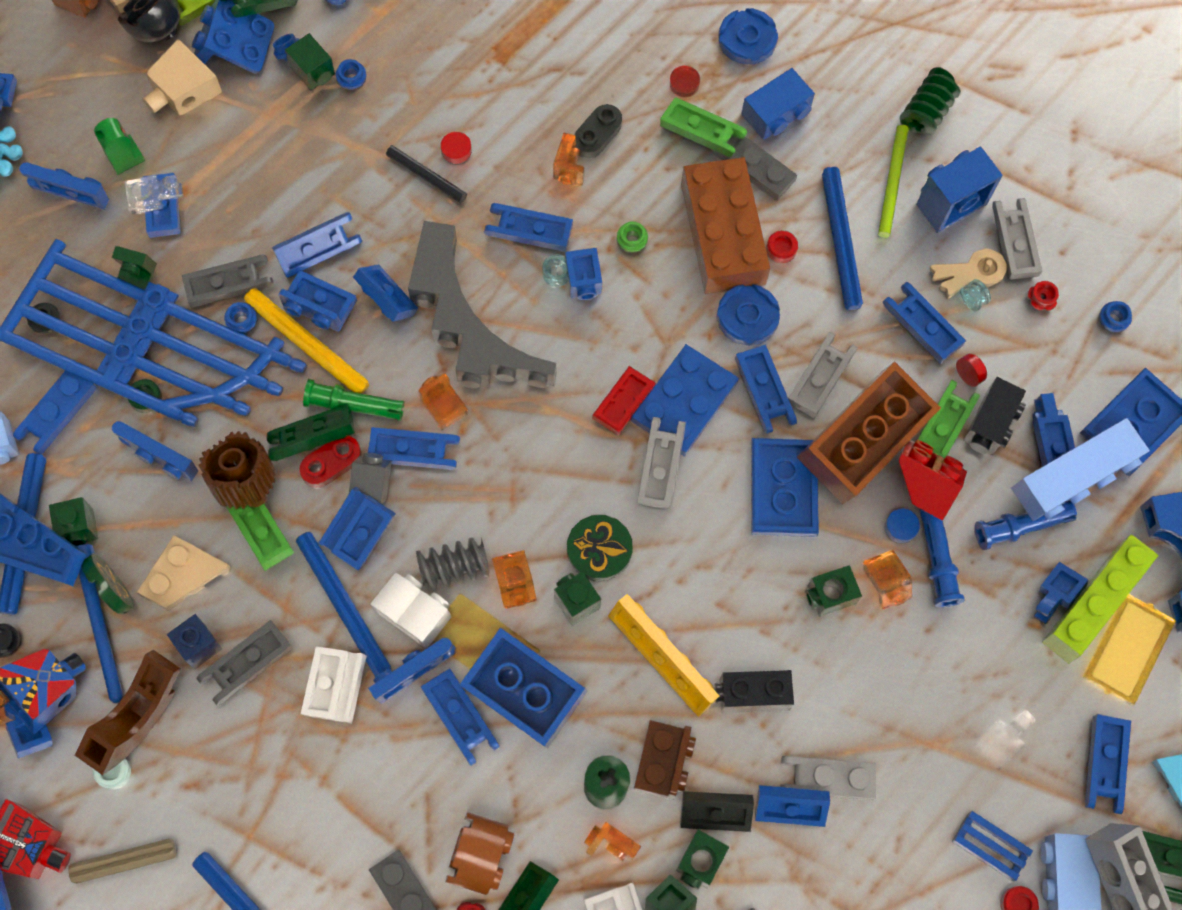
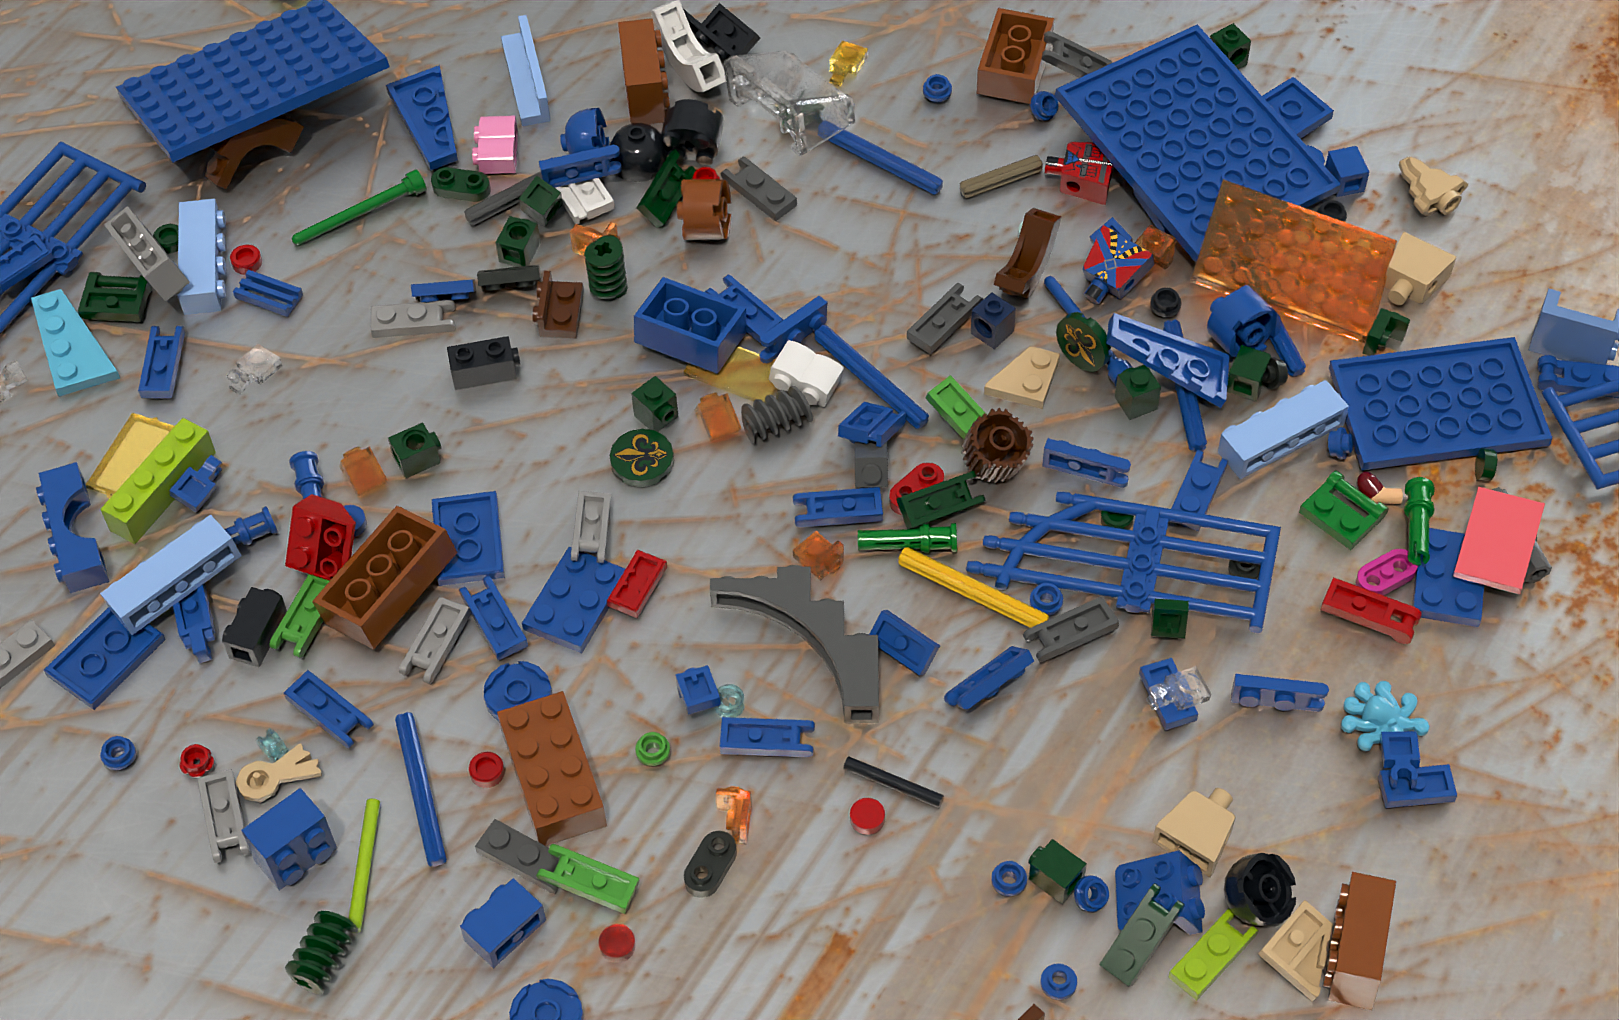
camera: 175 degrees right, 15 degrees down
(117, 145) = (1235, 737): green leg -> none
(318, 301) = (971, 620): blue bracket -> none
(333, 685) = (861, 311): white plate -> none
(663, 655) = (578, 384): yellow plate -> none
(971, 370) = (277, 668): red tile -> none

